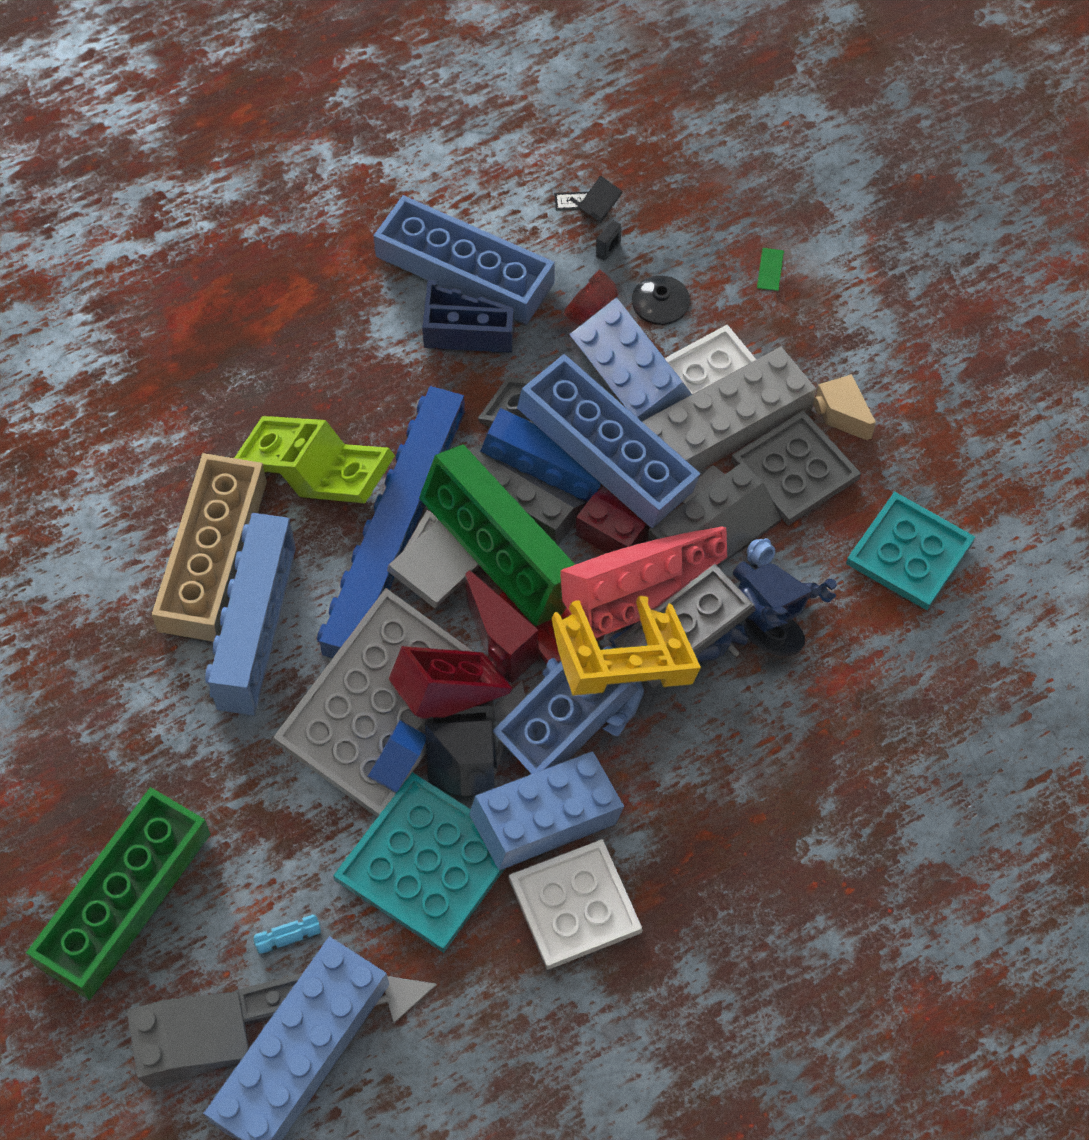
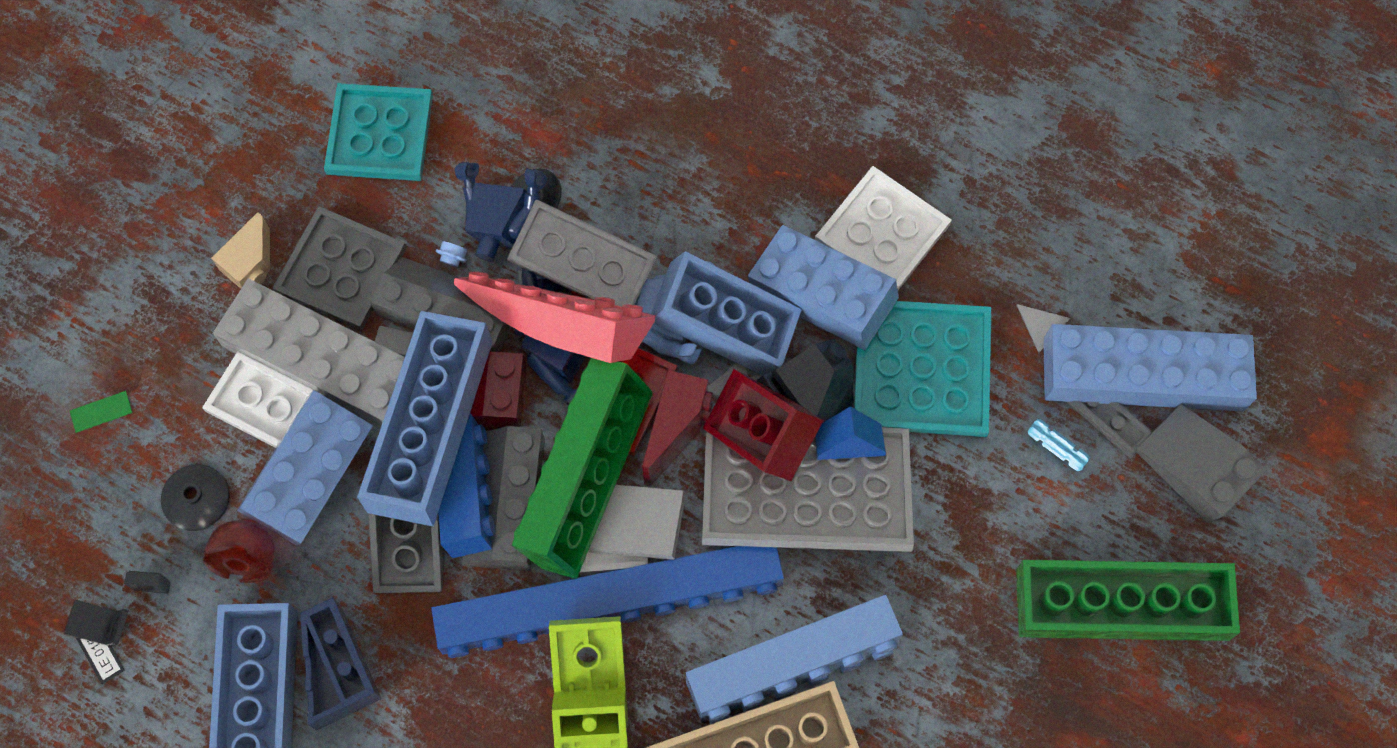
camera: 120 degrees left, 10 degrees up
(591, 669) = (637, 234): yellow wedge -> none

